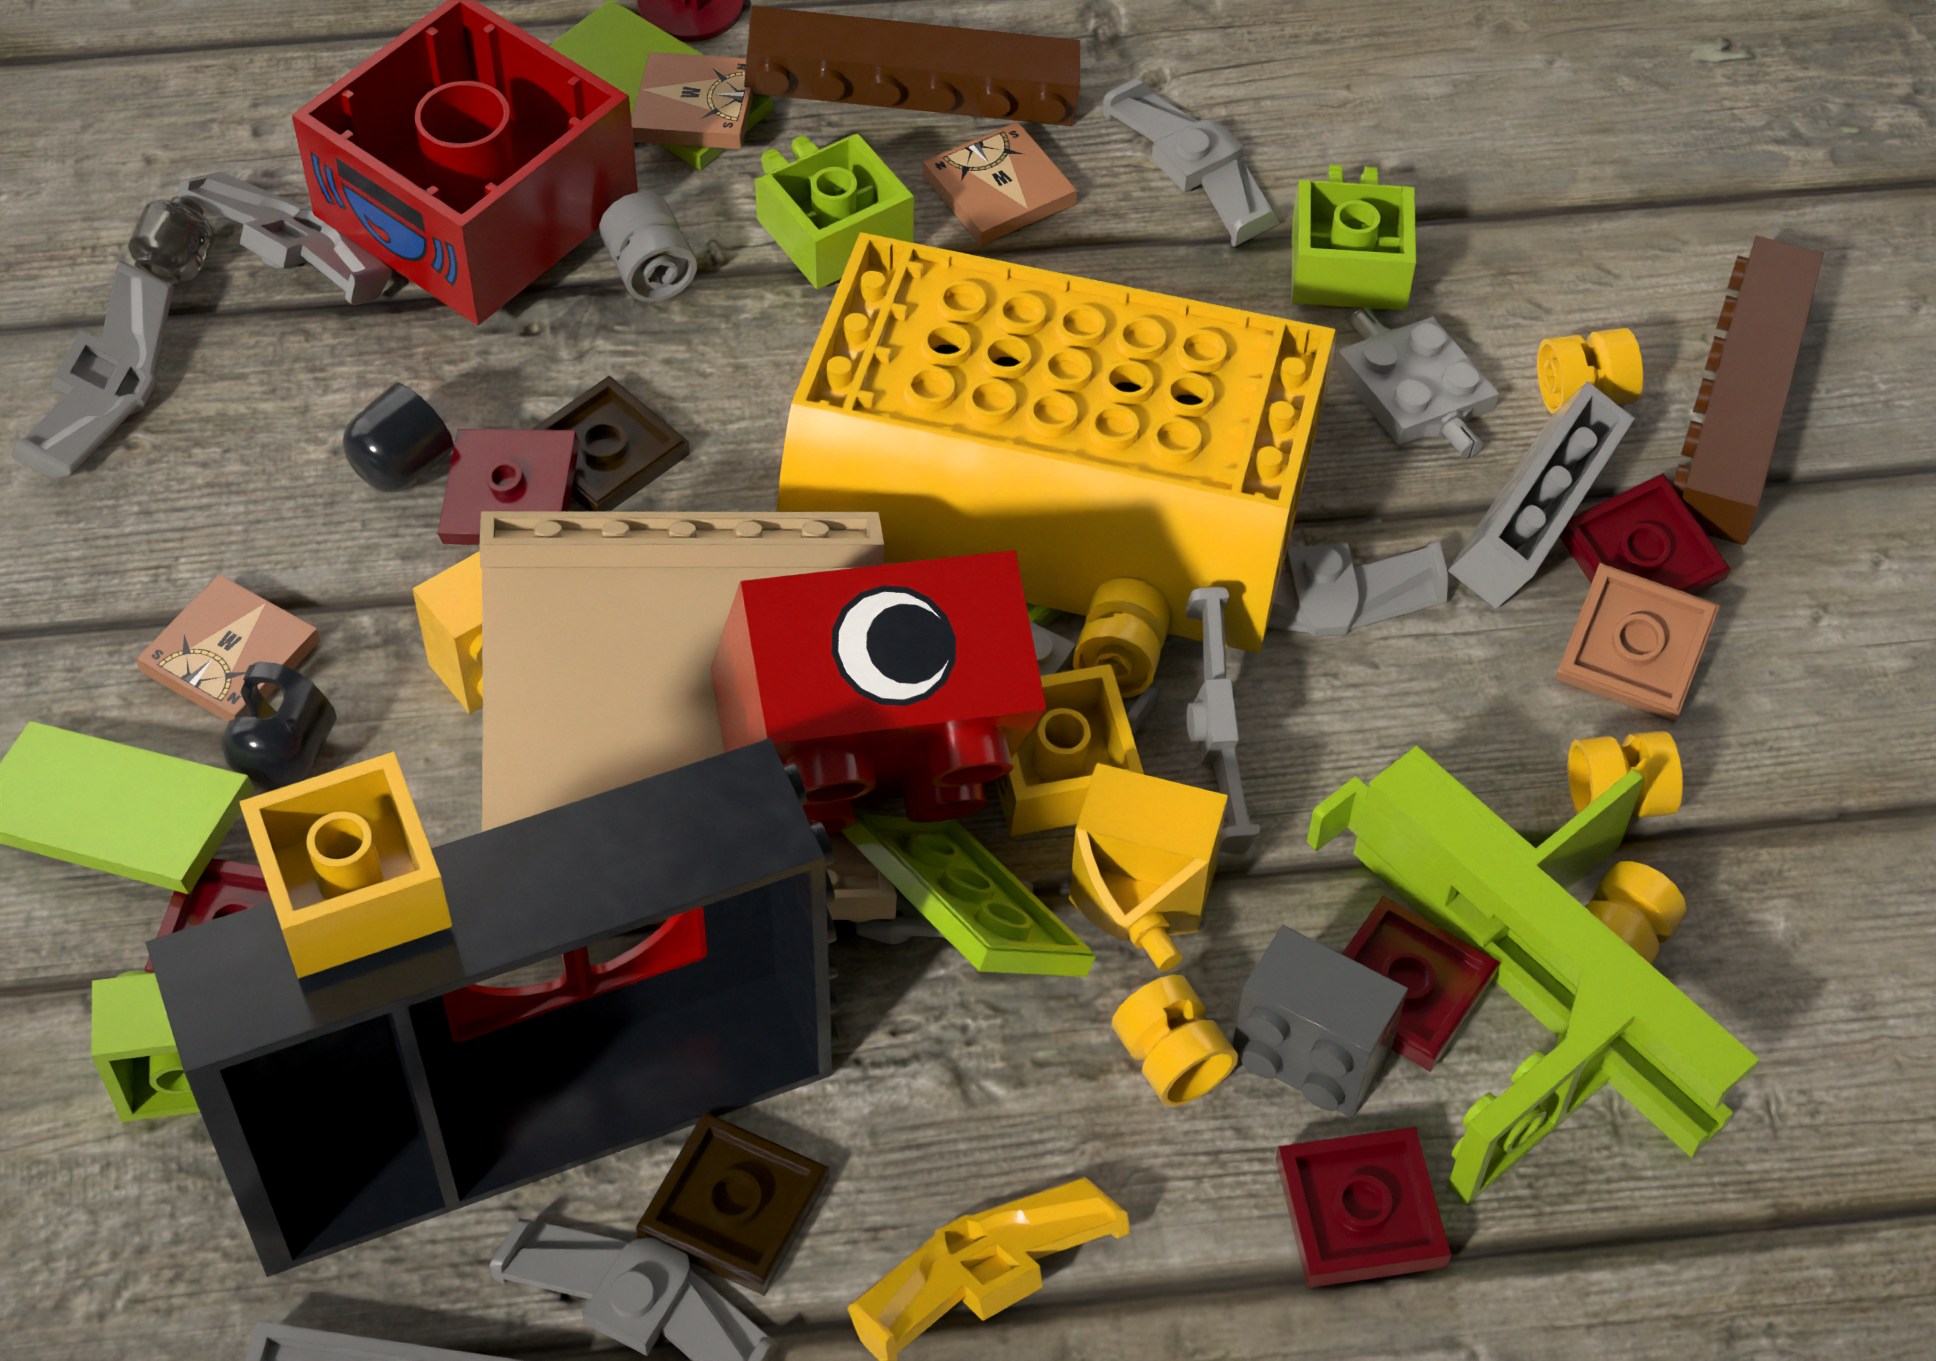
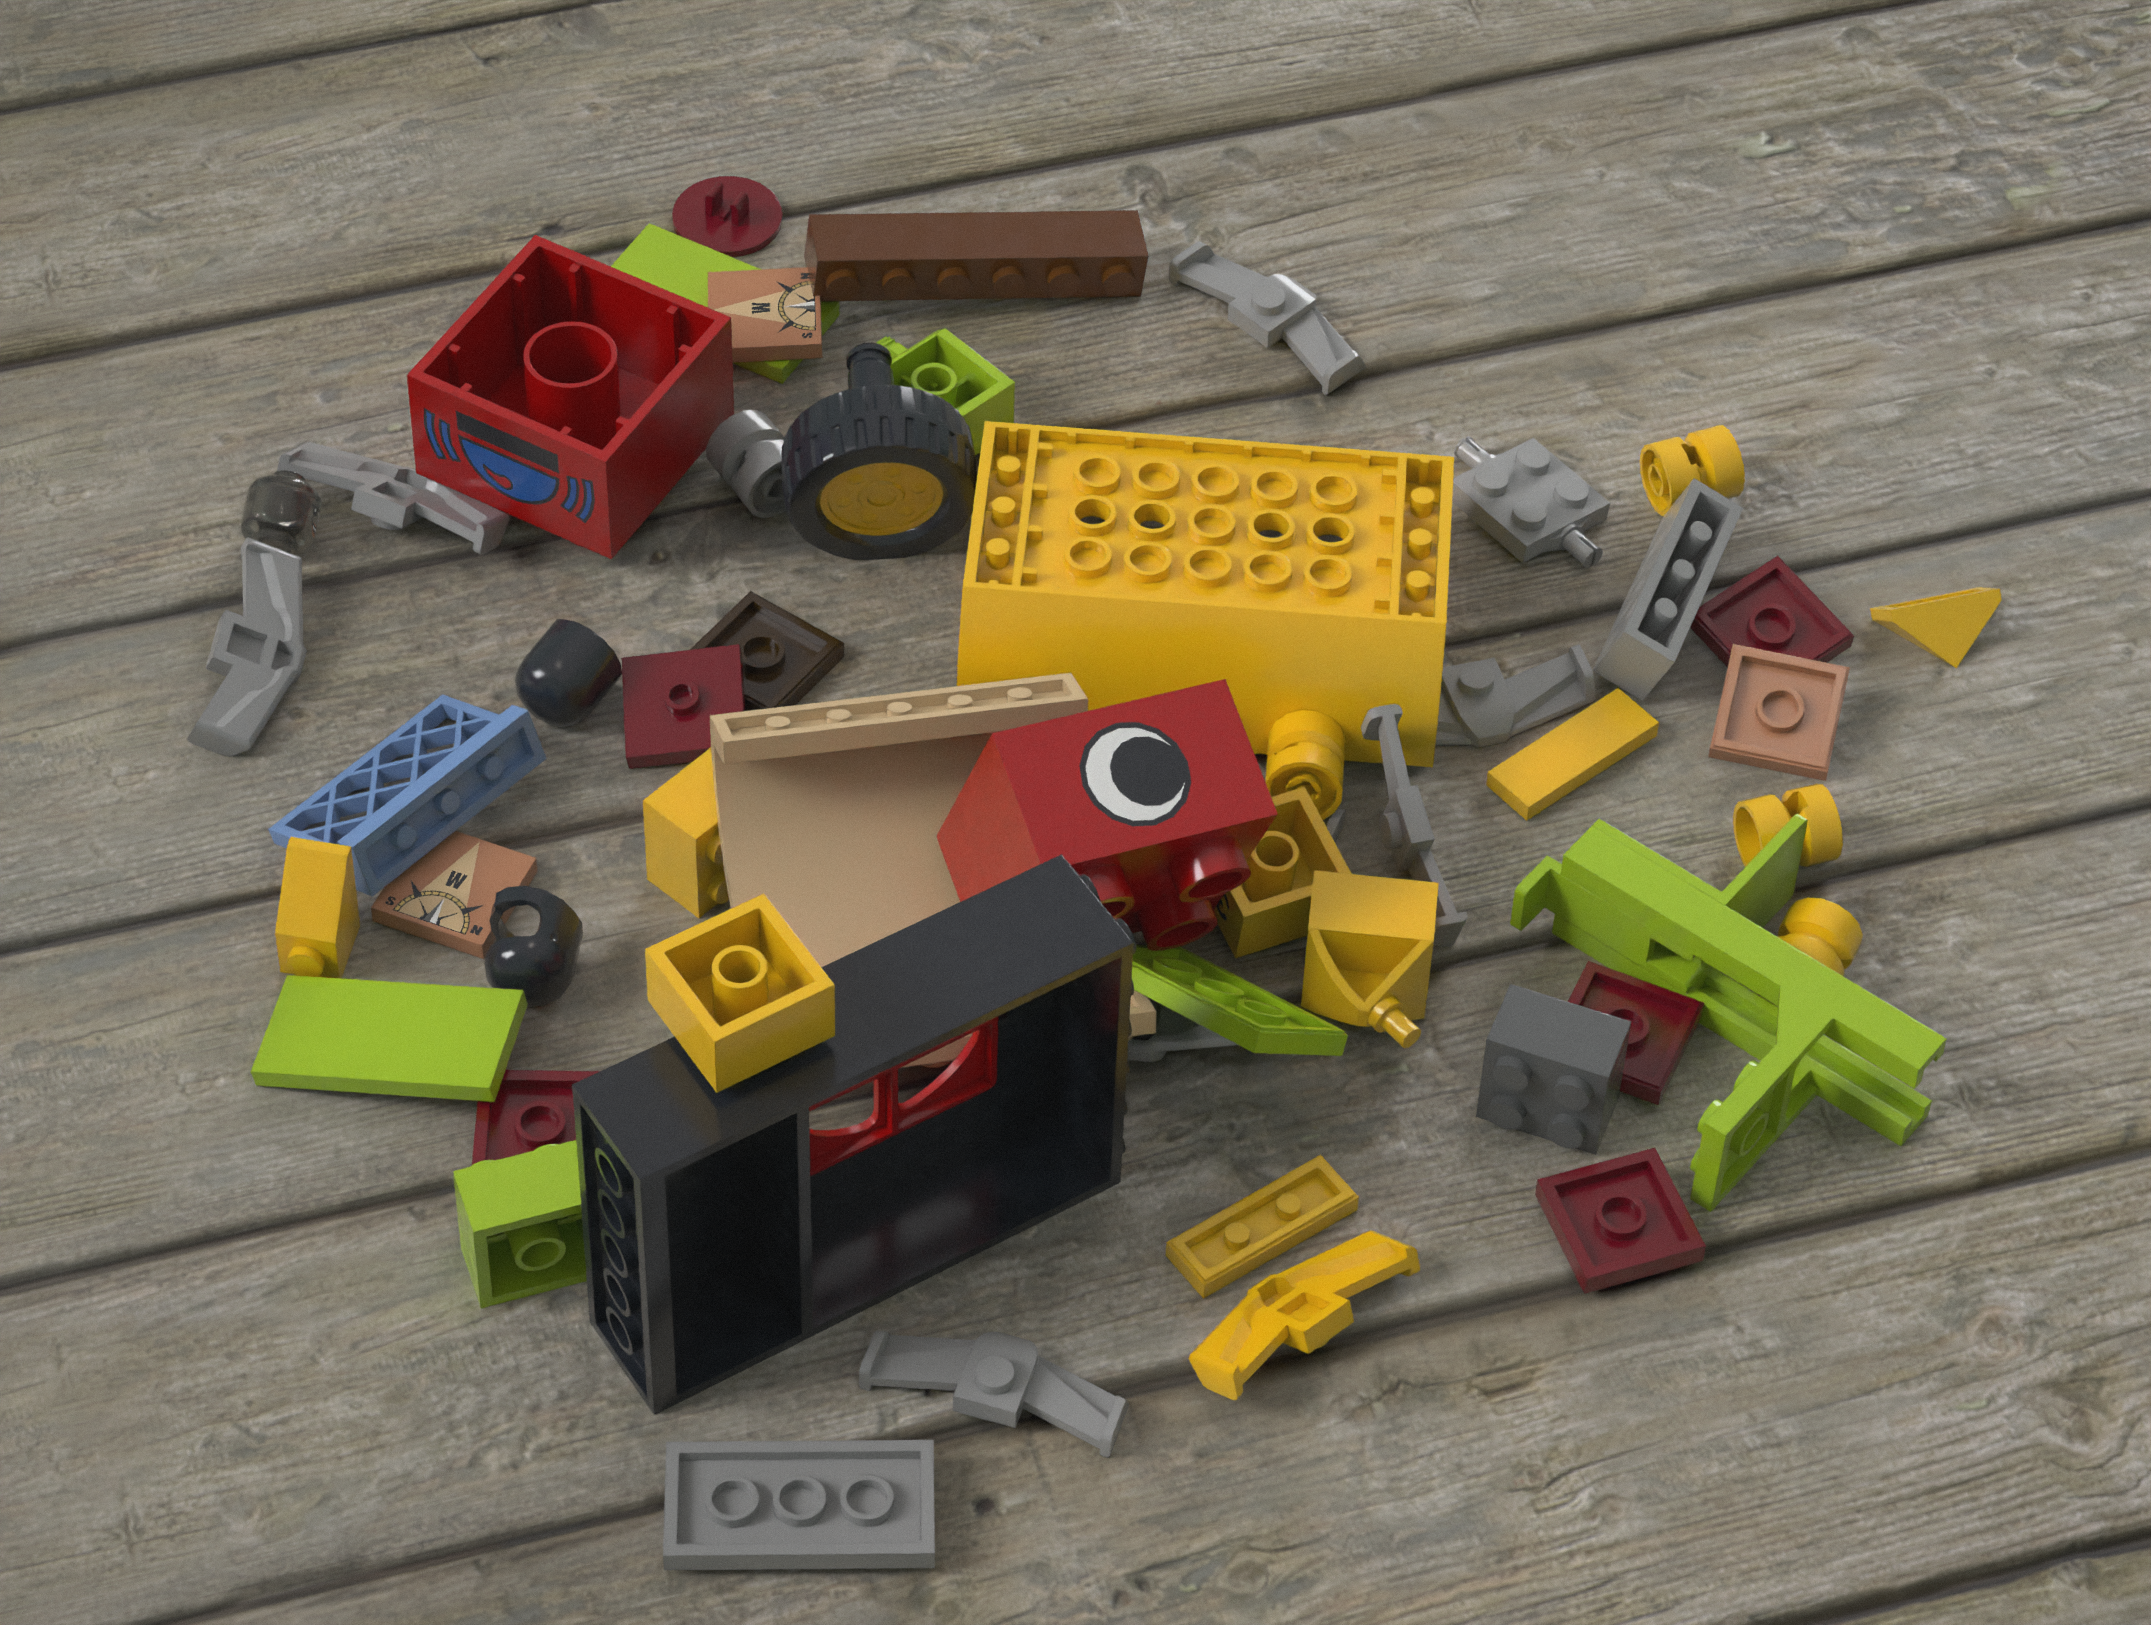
camera: 10 degrees left, 5 degrees down
(69, 658) = (317, 909): none -> yellow slope
(205, 567) = (443, 790): none -> medium blue fence
(734, 1202) = (1061, 1294): dark brown tile -> none
(749, 262) = (878, 466): none -> black wheel
(970, 1152) = (1261, 1226): none -> yellow tile
(999, 183) = (1084, 360): nougat tile -> none
(1169, 1033) = (1422, 1101): yellow wheel -> none
(1353, 242) = (1444, 376): lime hinge -> none
(1410, 658) = (1572, 754): none -> yellow tile
(1749, 387) = (1844, 465): reddish brown brick -> none
(1827, 565) = (1941, 623): none -> yellow slope

